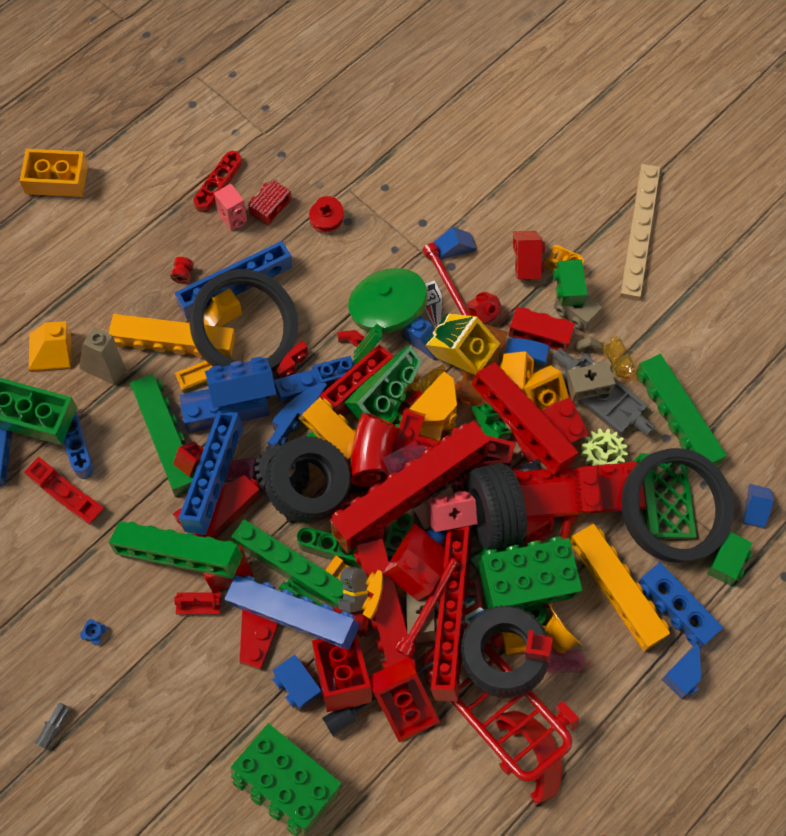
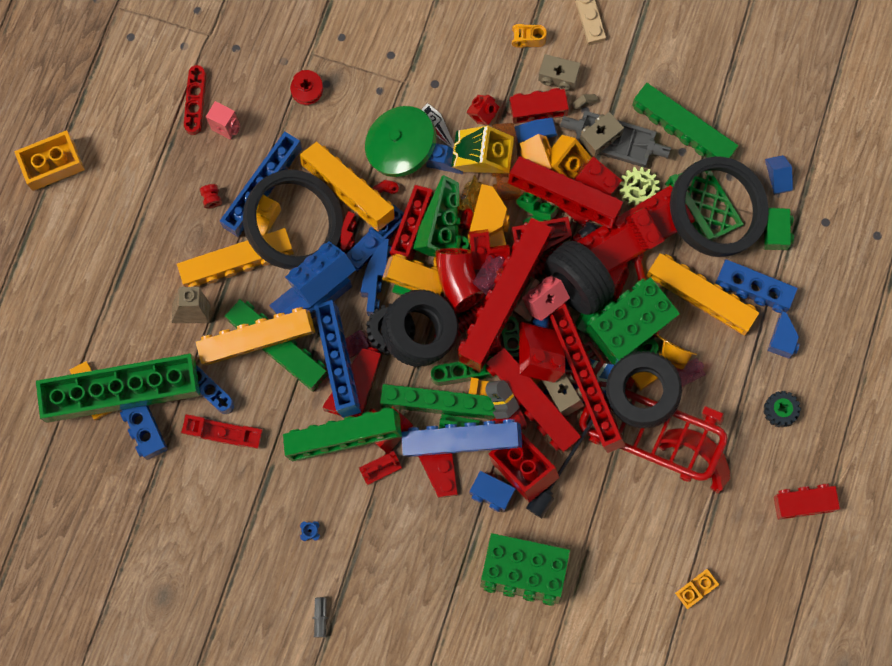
camera: 20 degrees left, 10 degrees up
(50, 347) = (136, 318): light orange slope -> none
(145, 413) = (255, 337): none -> light orange brick
(188, 458) = (312, 355): red slope -> none
(193, 376) = (272, 283): light orange tile -> none
(269, 202) = (251, 98): red brick -> none
(314, 318) = (348, 186): none -> light orange brick
(368, 343) = (404, 188): green tile -> none
(375, 586) = (518, 388): light orange slope -> none
(403, 699) = (582, 463): red slope -> none
(407, 645) = (565, 421): red piece -> none
(431, 252) = (413, 80): red piece -> none
(455, 243) = (427, 63): blue slope -> none
(528, 254) = (496, 43): red brick -> none
(538, 647) = (671, 375): red panel -> none
(570, 283) = (546, 55): green brick -> none
(620, 365) = (618, 107): clear yellow hinge -> none
(639, 749) = (781, 415): none -> black wheel

